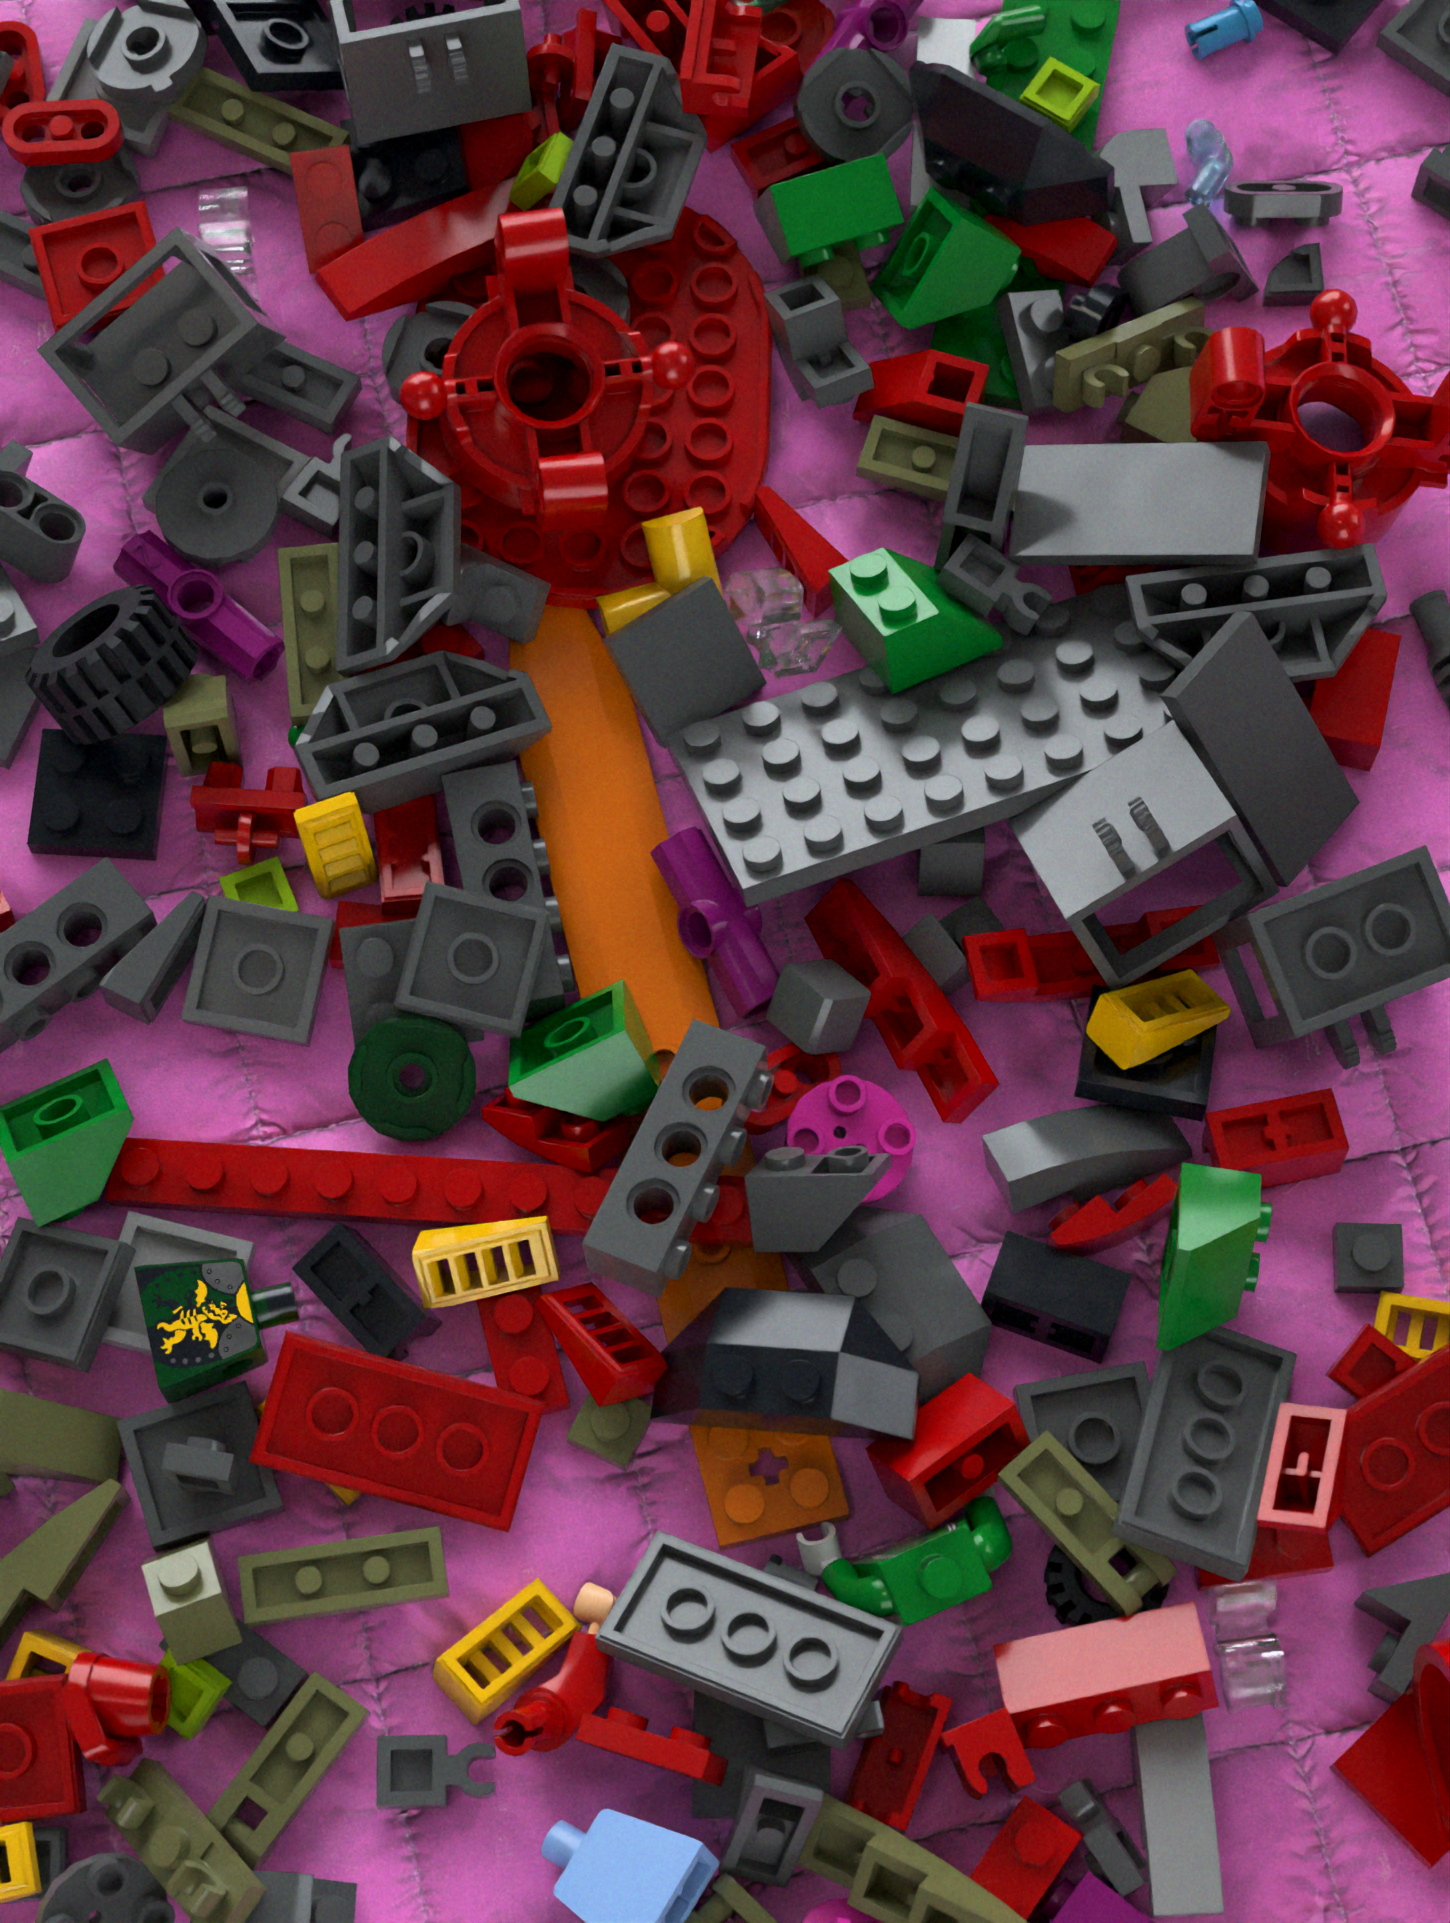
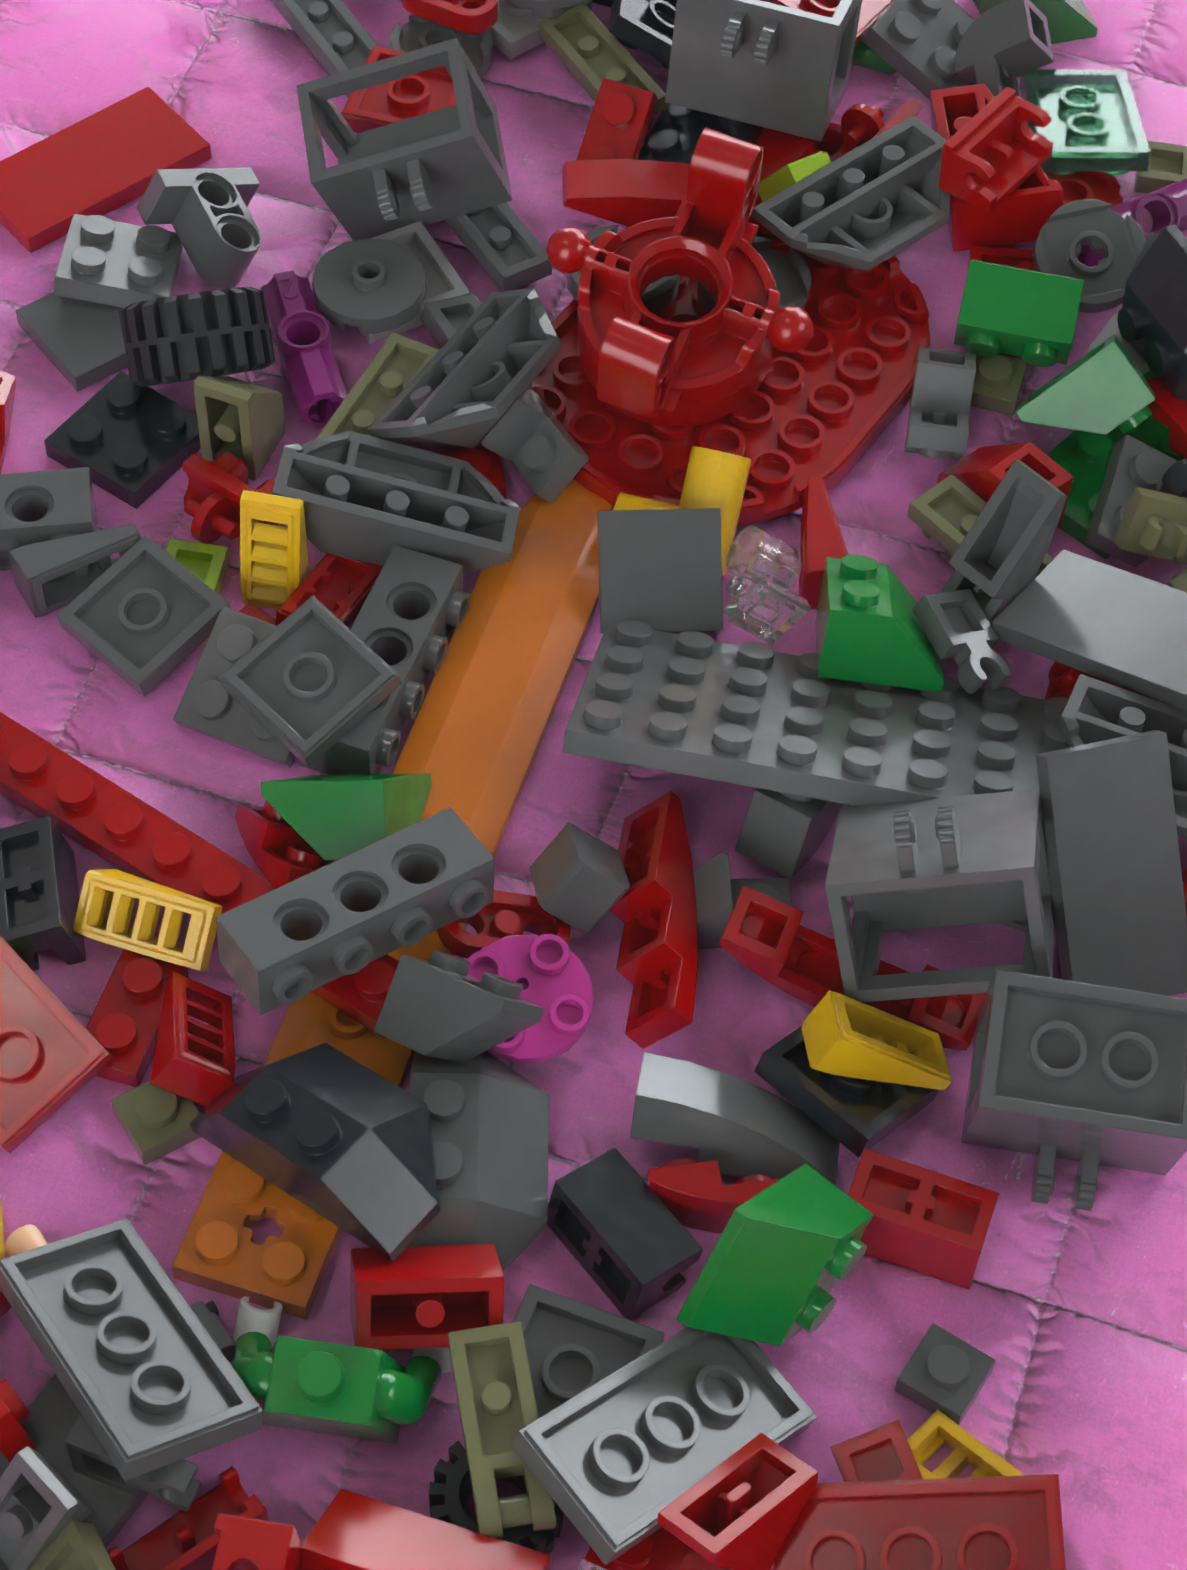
camera: 30 degrees right, 15 degrees down
(230, 231) = (525, 121): clear leg -> none
(404, 1110) = (178, 735): dark green plate -> none
(717, 922) = (539, 773): magenta piece -> none

